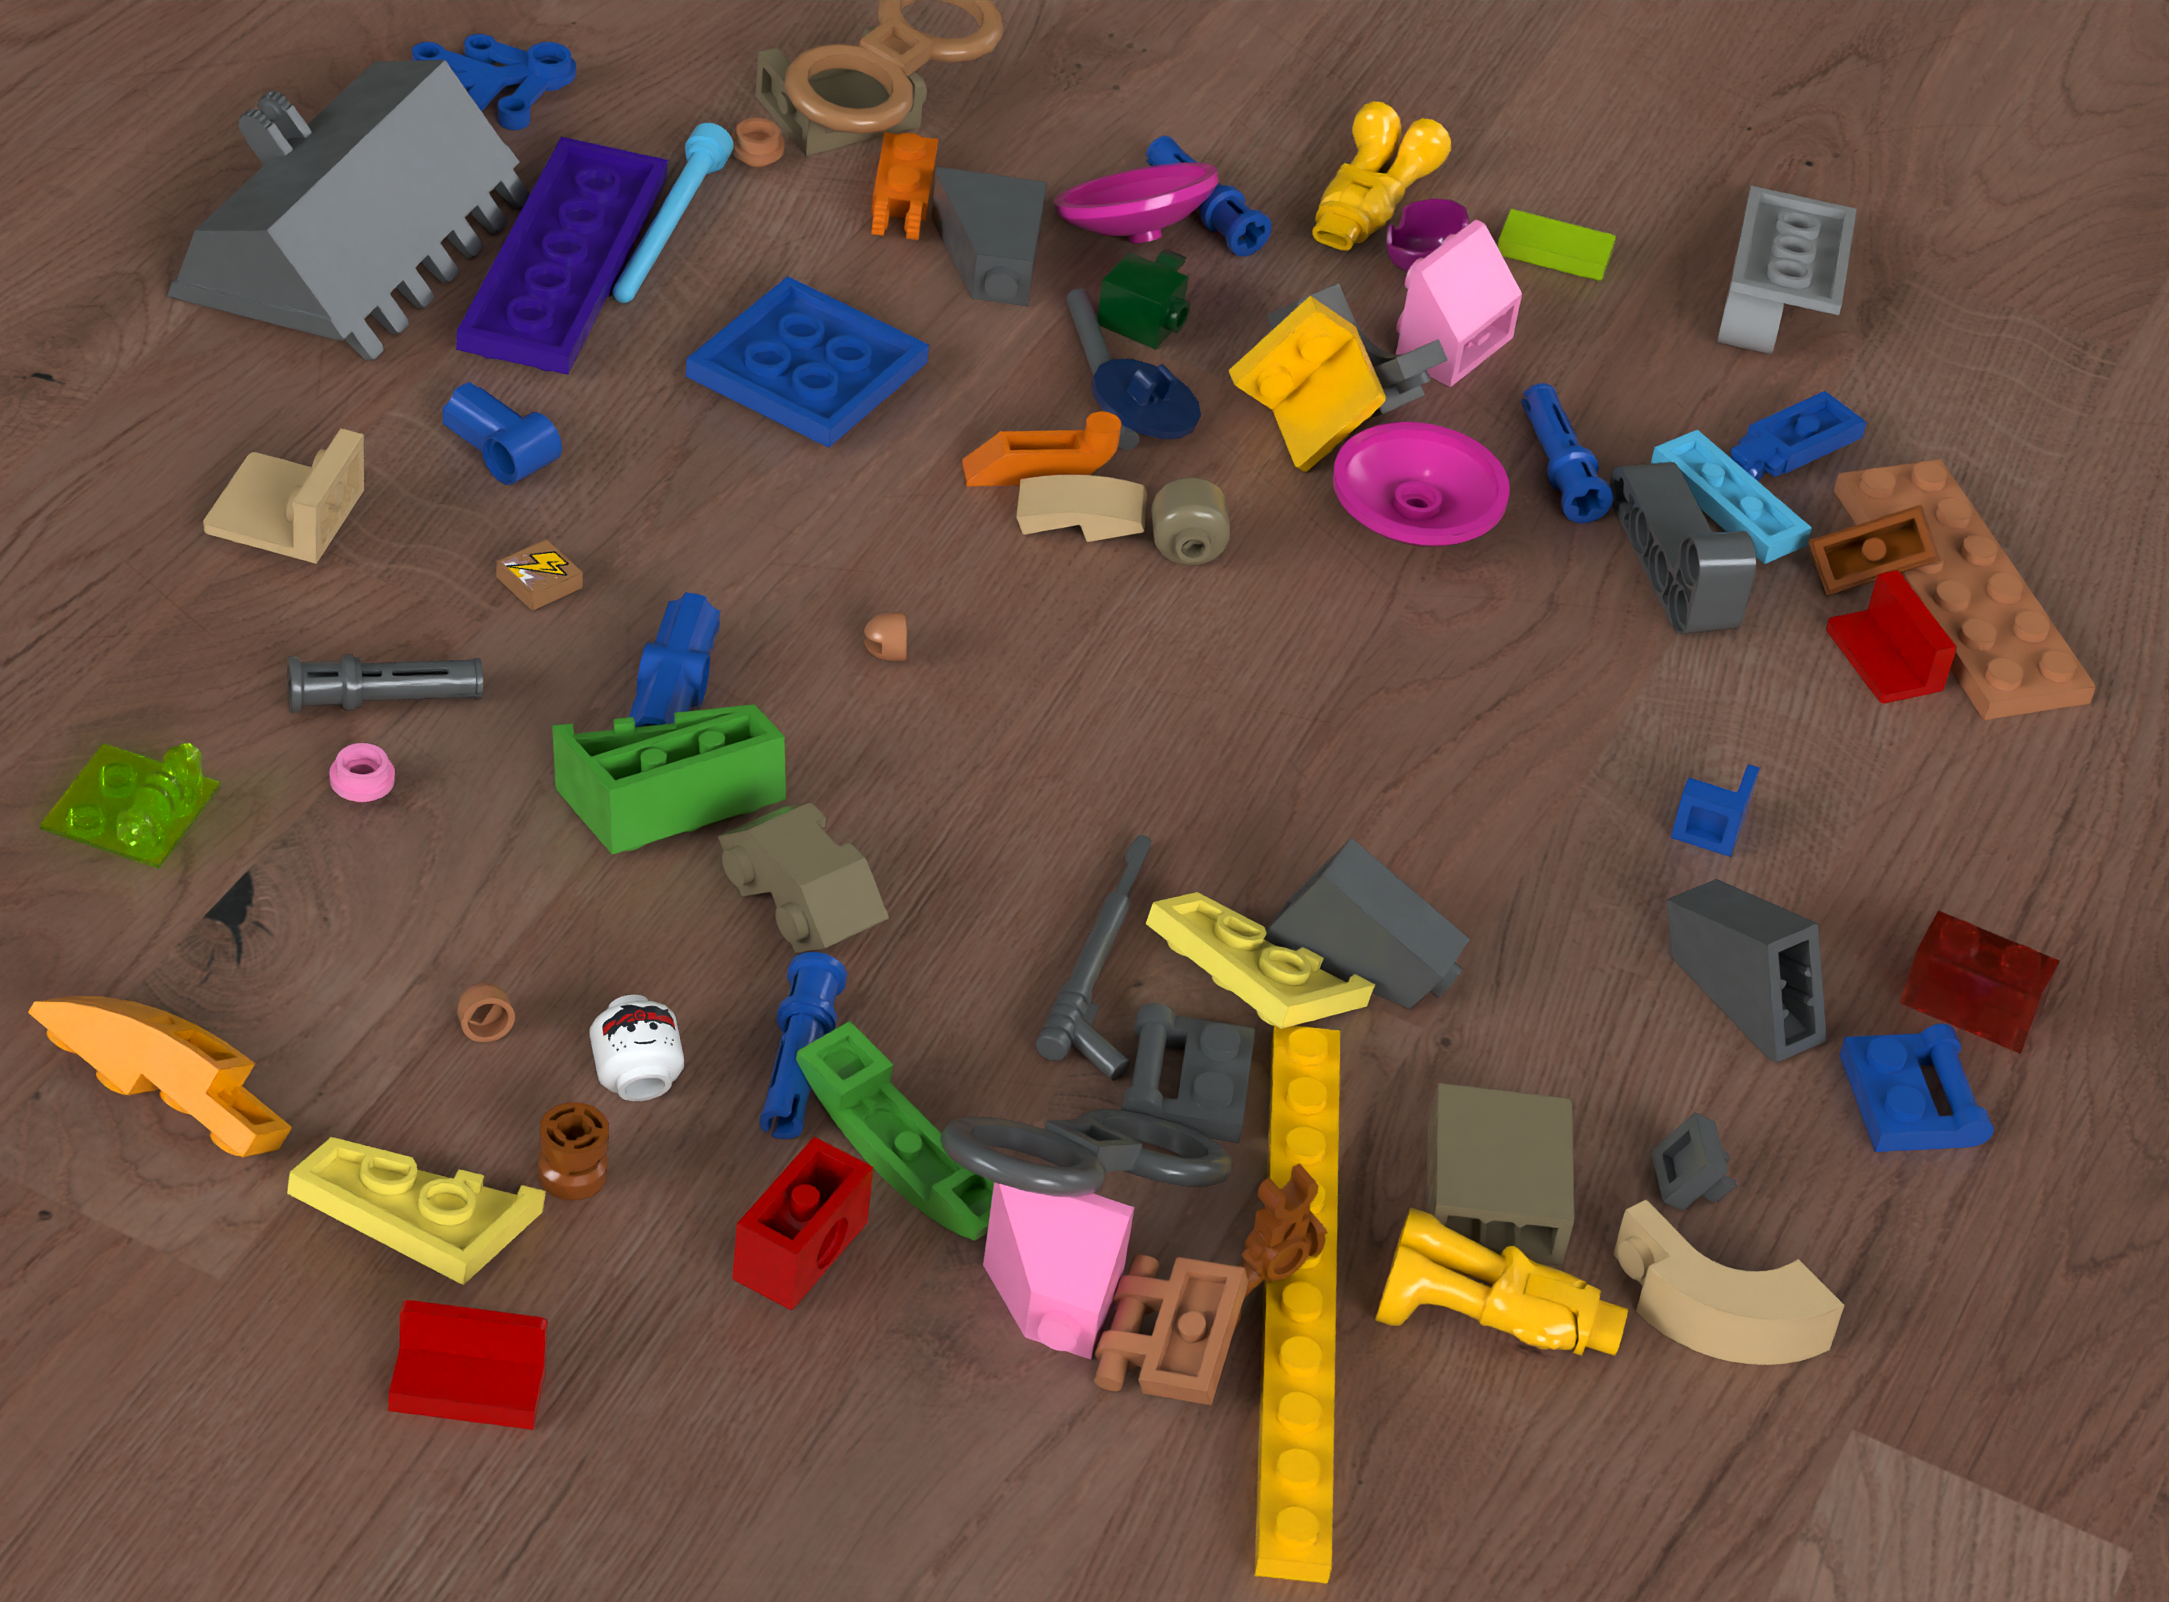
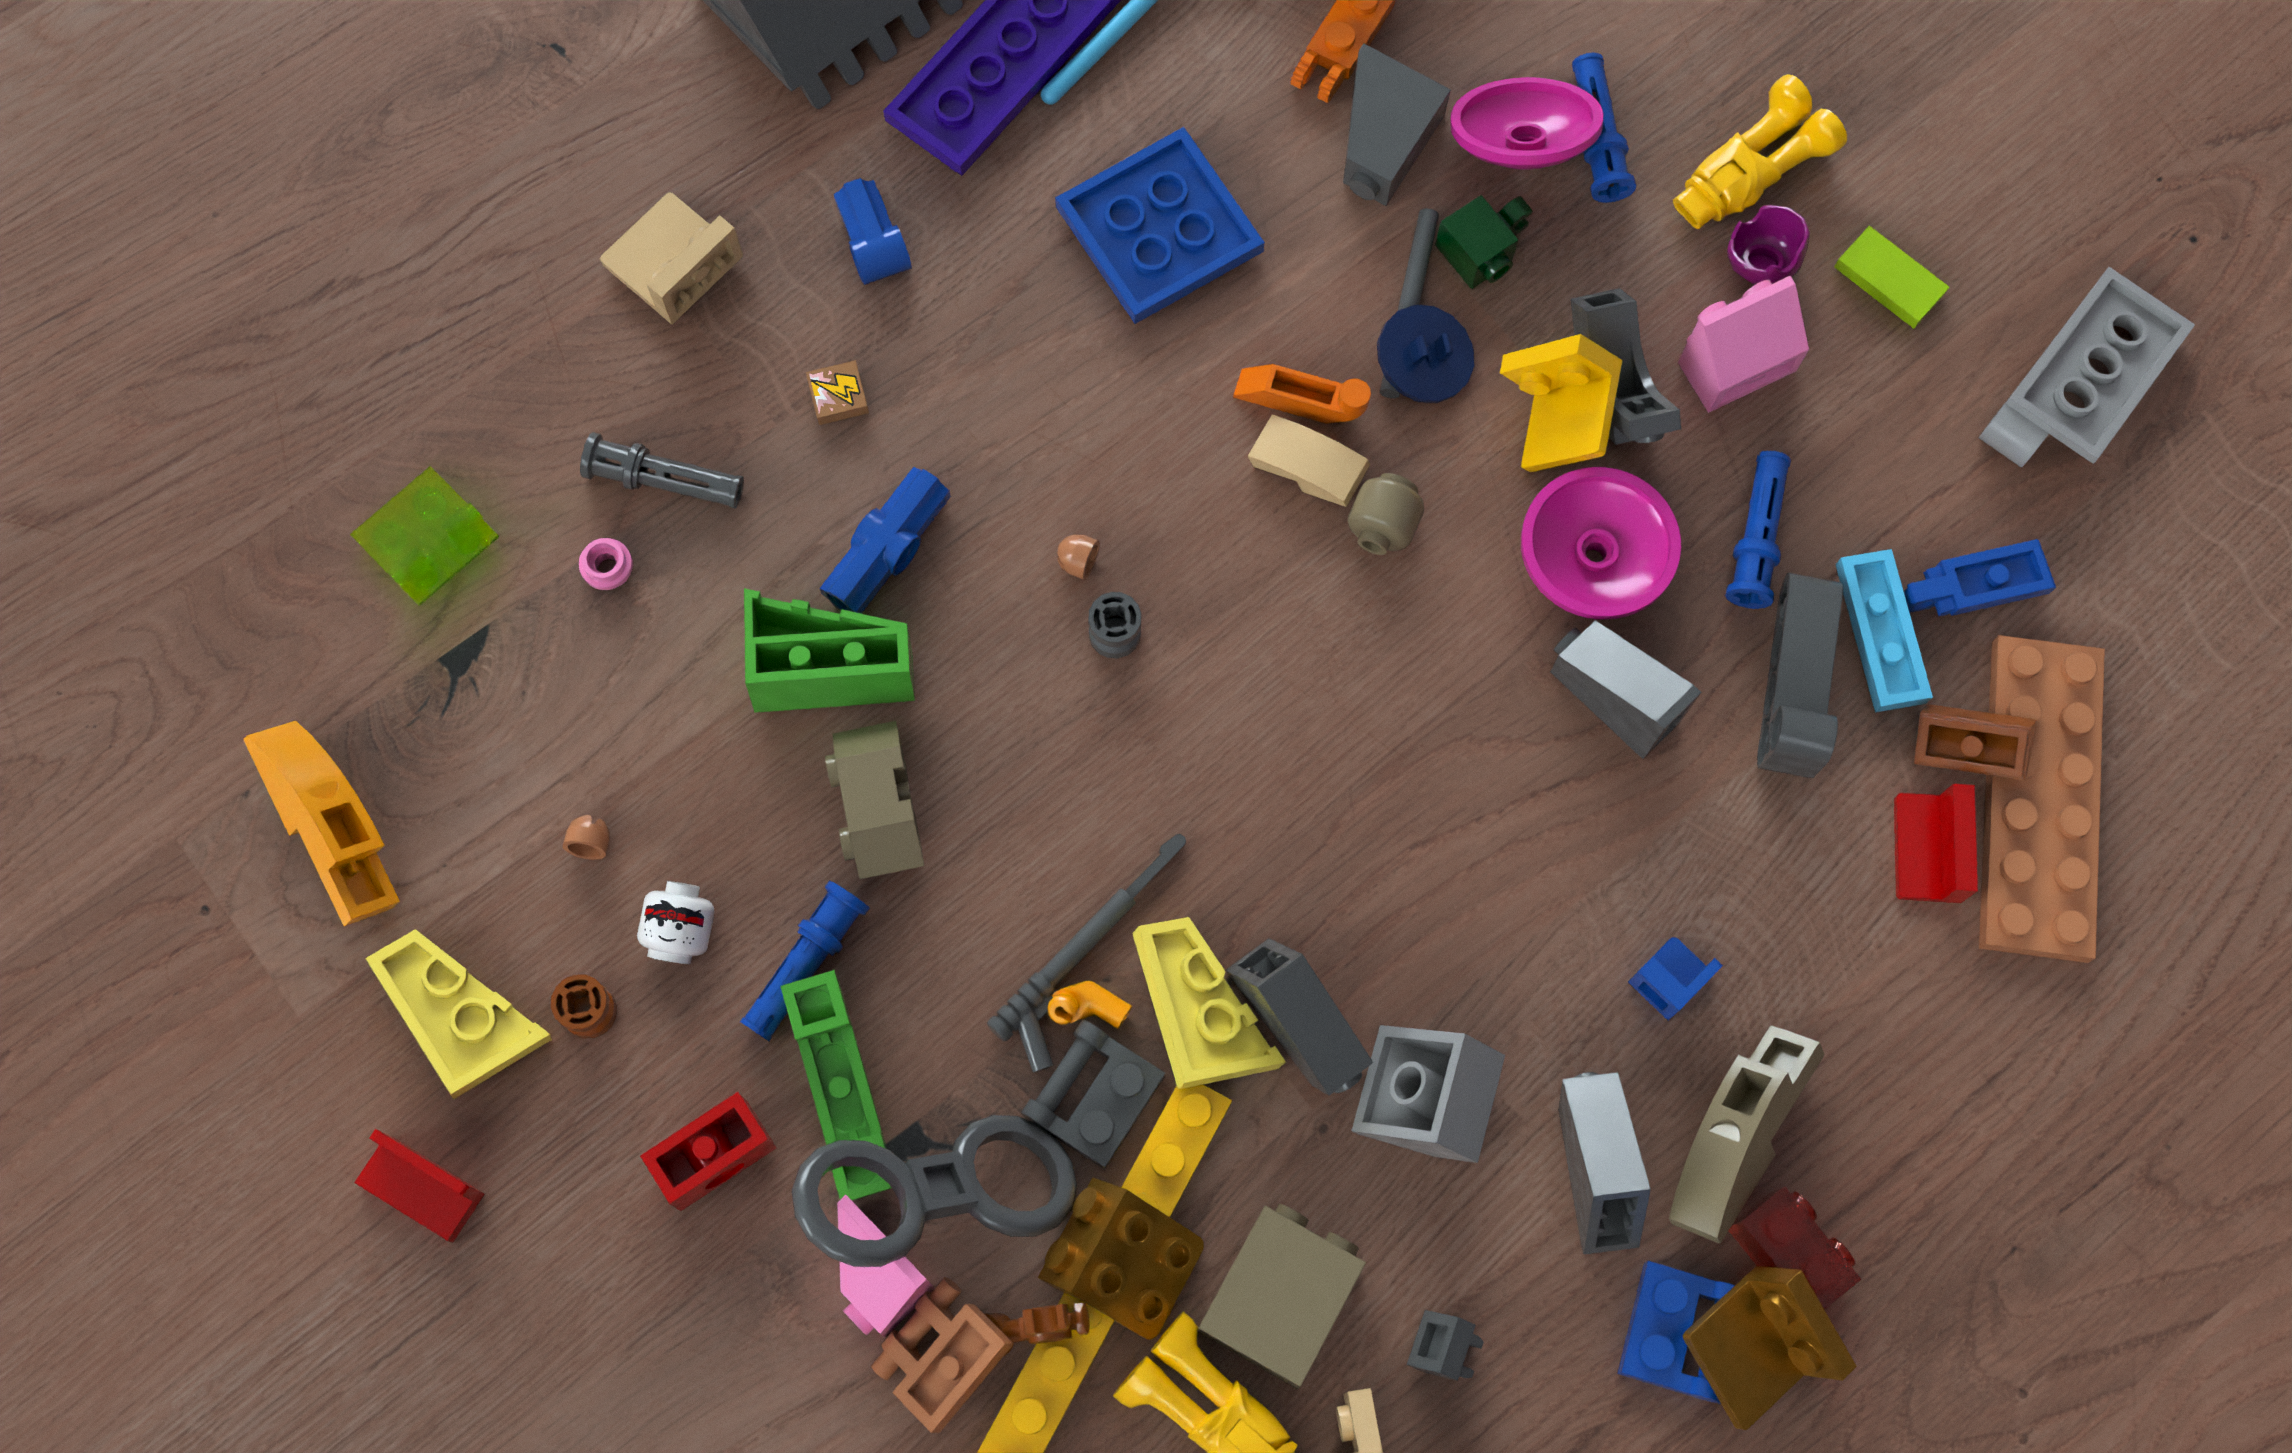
camera: 30 degrees right, 30 degrees up
(967, 668) = (1116, 635): none -> dark grey wheel
(1121, 999) = (1086, 1000): none -> light orange arm
(1349, 1178) = (1122, 1257): none -> pearl gold bracket
(1518, 588) = (1623, 686): none -> slope
(1539, 961) = (1429, 1092): none -> light grey slope
(1864, 903) = (1738, 1130): none -> dark tan slope
(2010, 1043) = (1765, 1341): none -> pearl gold bracket

